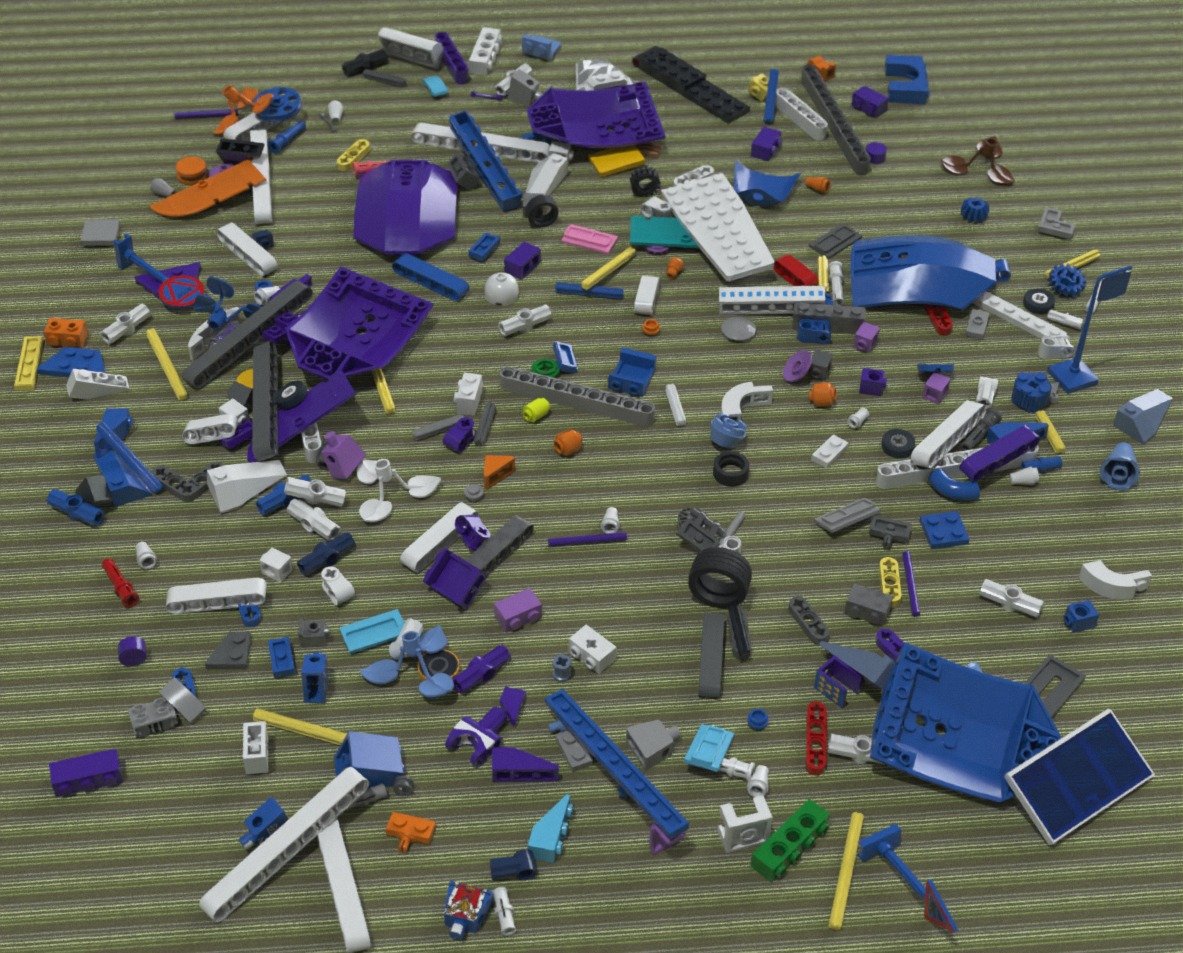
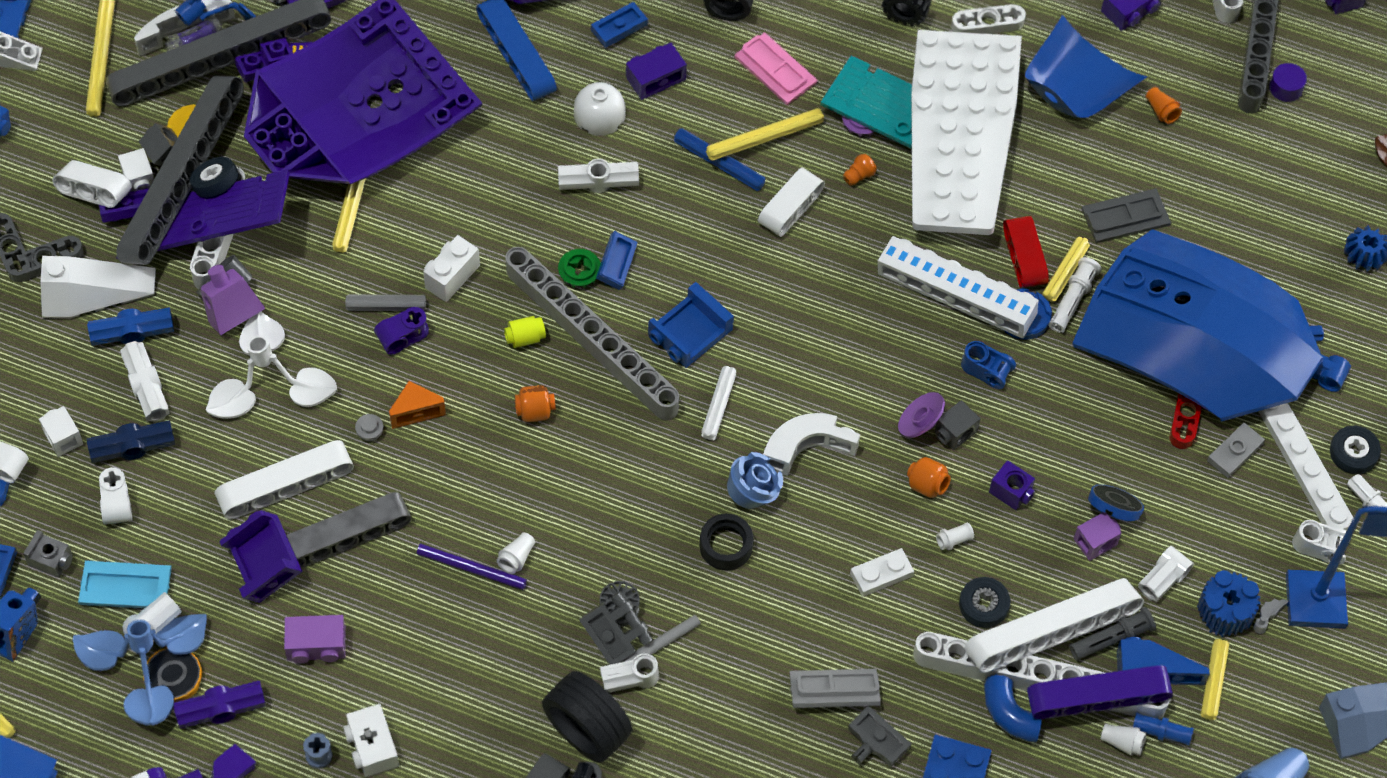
camera: 25 degrees right, 15 degrees up
(314, 491) = (147, 332): white piece -> none
(471, 529) = (322, 491): dark purple piece -> none
(484, 424) = (447, 324): dark grey axle -> none
(651, 327) = (764, 259): orange plate -> none
(656, 208) = (897, 57): white piece -> none
(738, 329) = (885, 312): light grey dish -> none
(842, 318) = (1032, 356): flat silver brick -> none
(866, 337) = (1054, 406): medium lavender brick -> none

